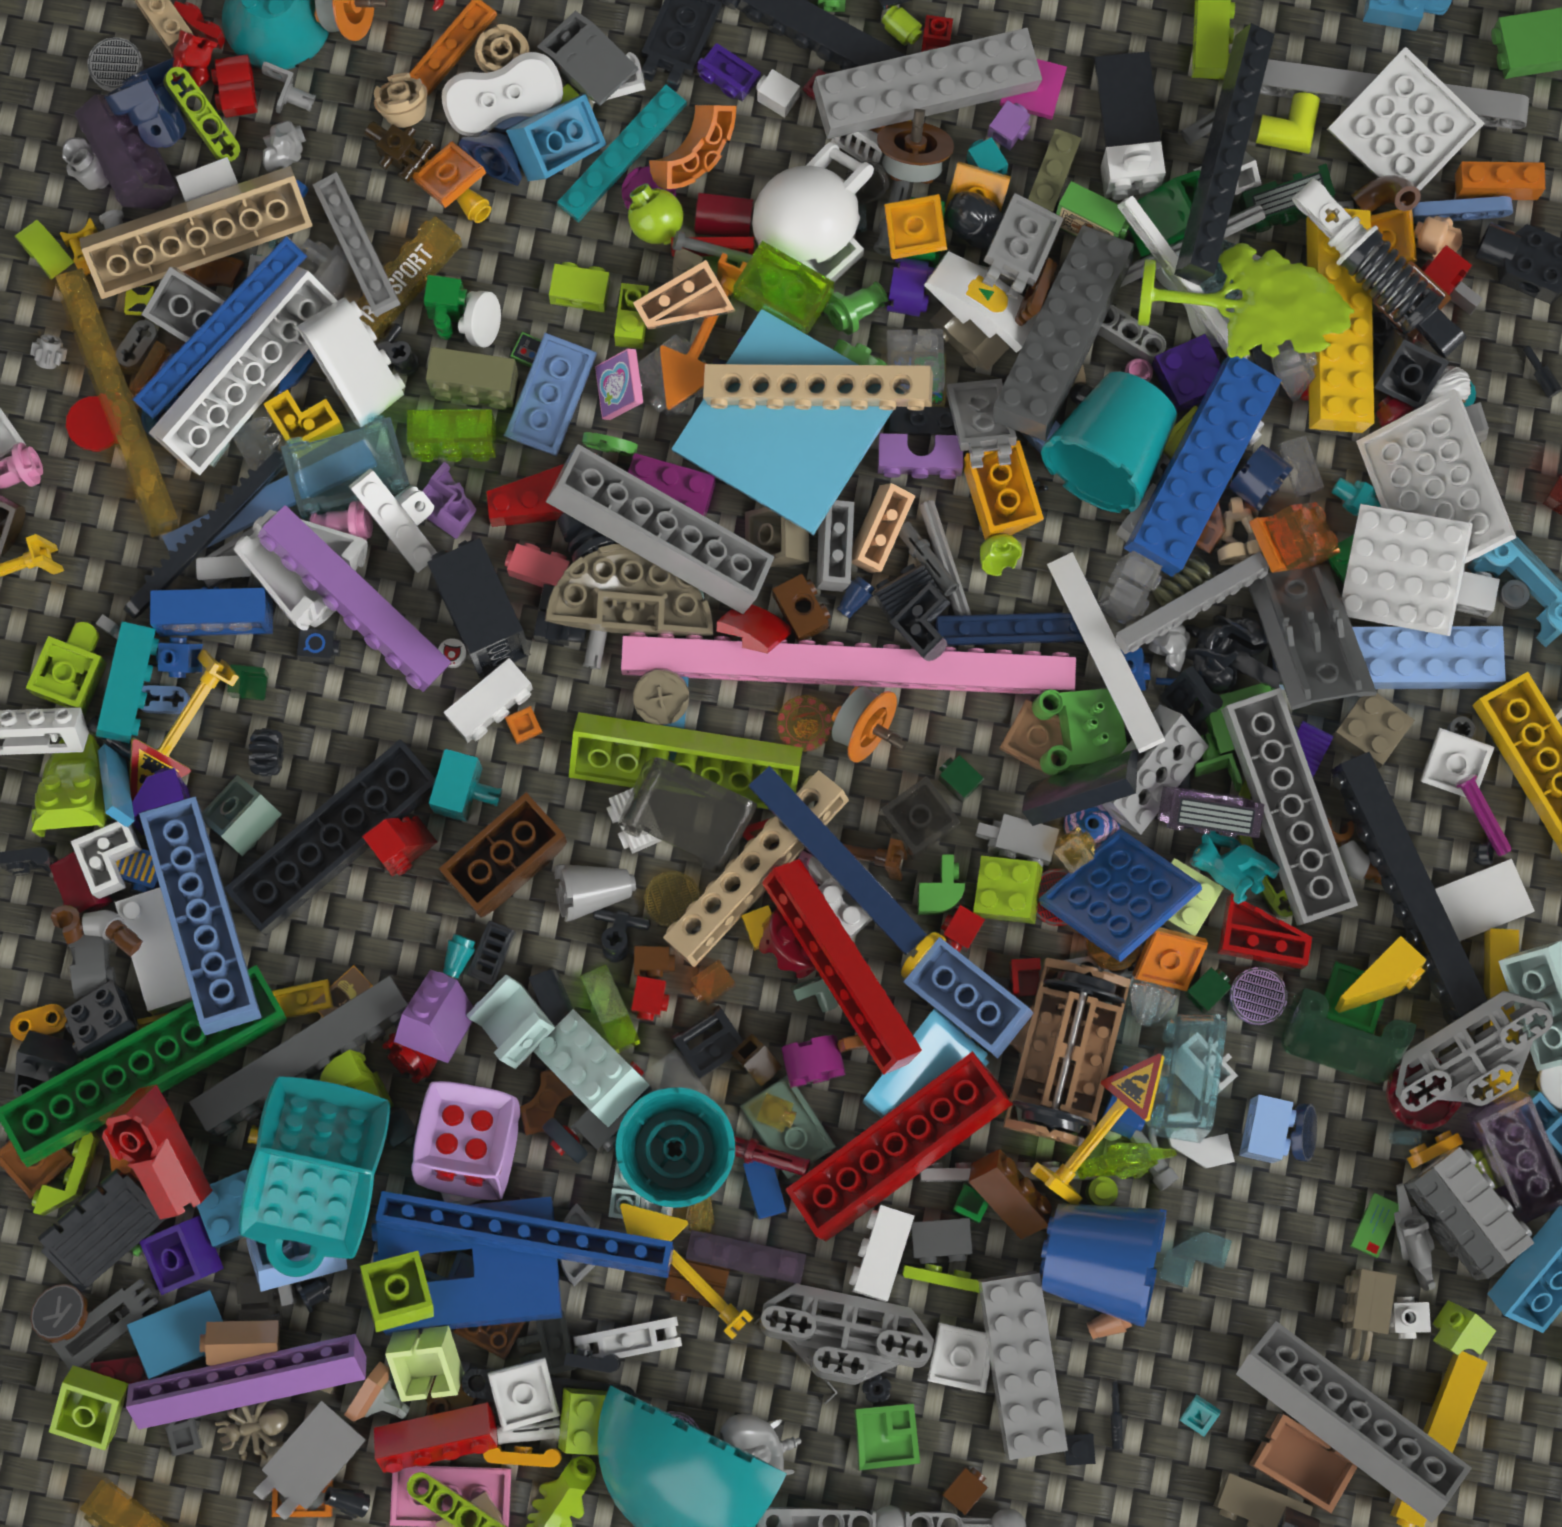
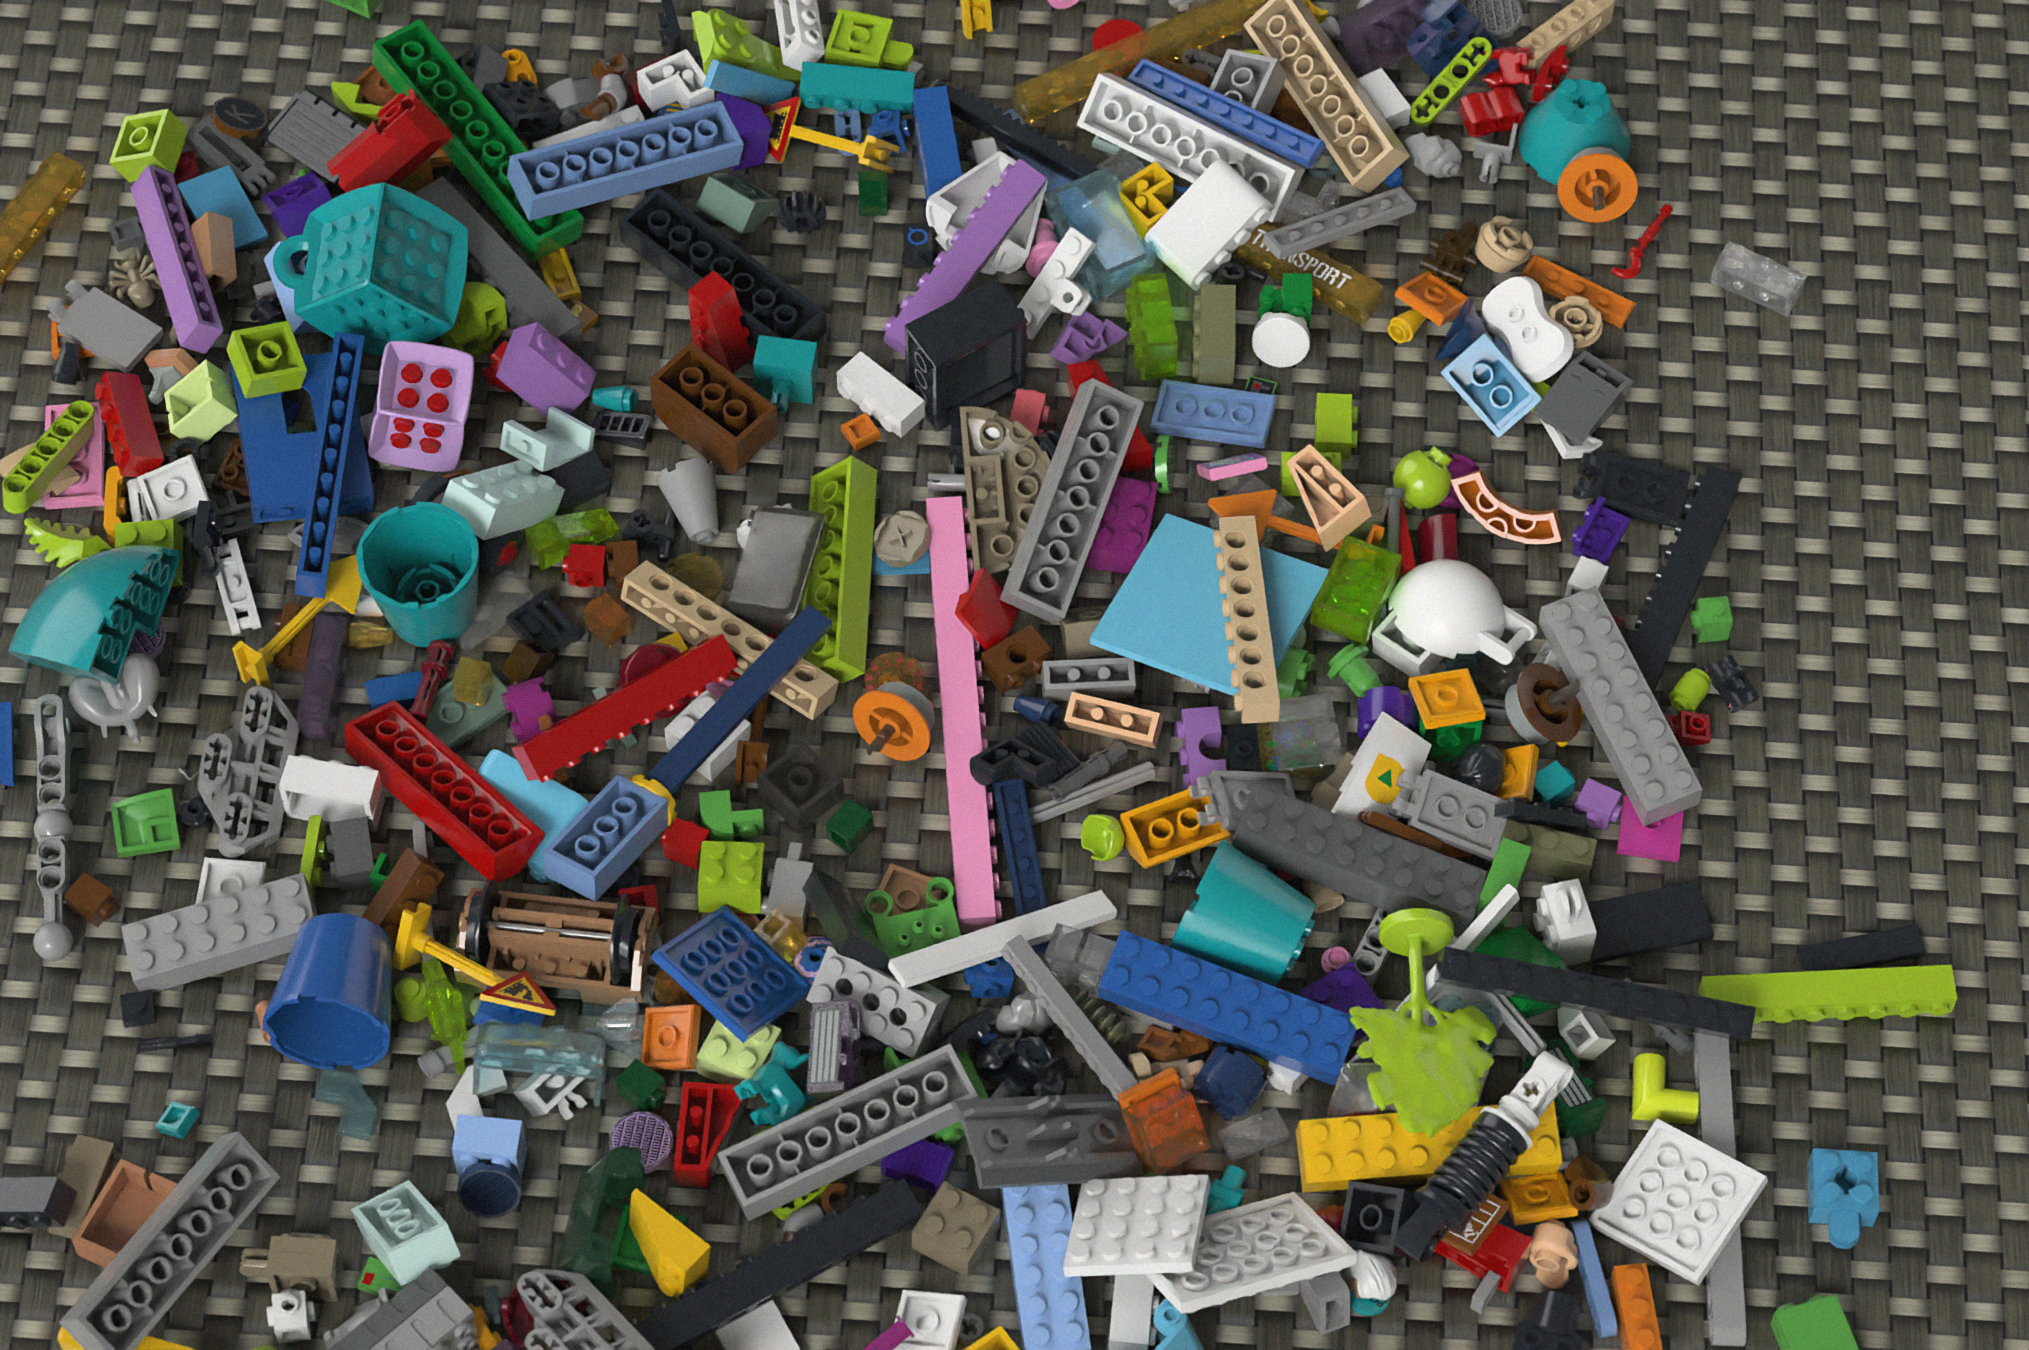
camera: 85 degrees right, 20 degrees down
(622, 153) = (1491, 452): teal plate -> none
(1027, 171) = (1540, 815): none -> black plate
(1356, 1207) = (405, 1232): none -> light aqua brick

